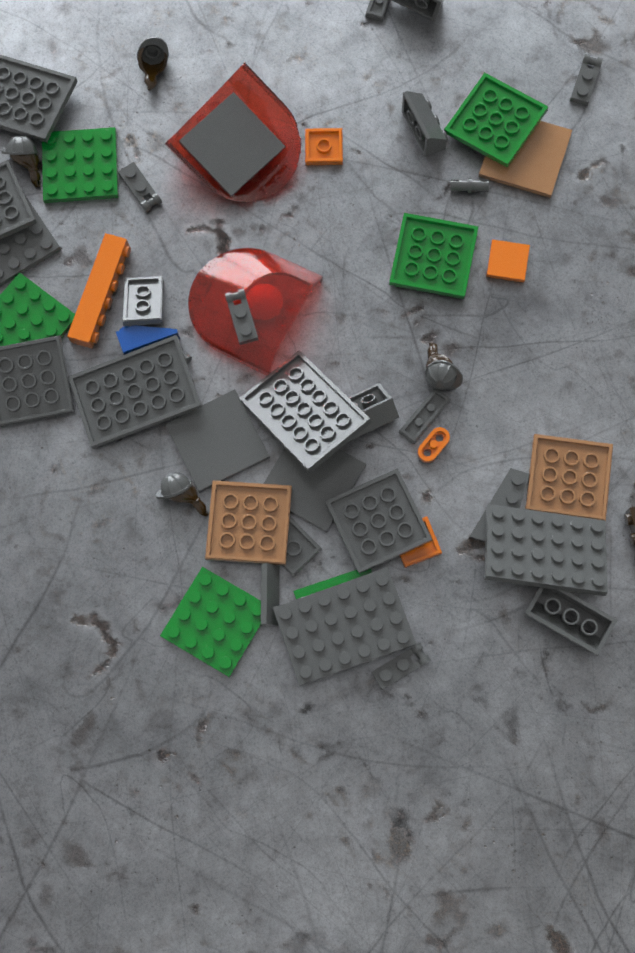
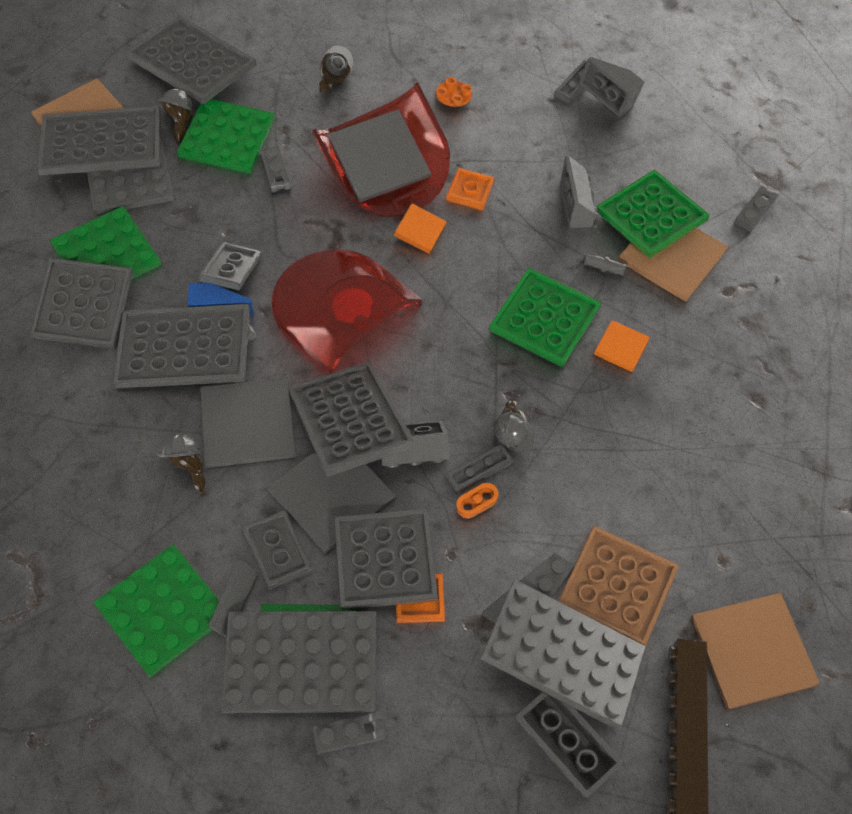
camera: 10 degrees right, 15 degrees down
(99, 290) = (190, 245): orange brick -> none
(241, 317) = (320, 305): dark grey plate -> none
(248, 522) = (243, 514): medium nougat tile -> none
(272, 47) = (453, 92): none -> orange dish
(294, 204) = (420, 228): none -> orange tile

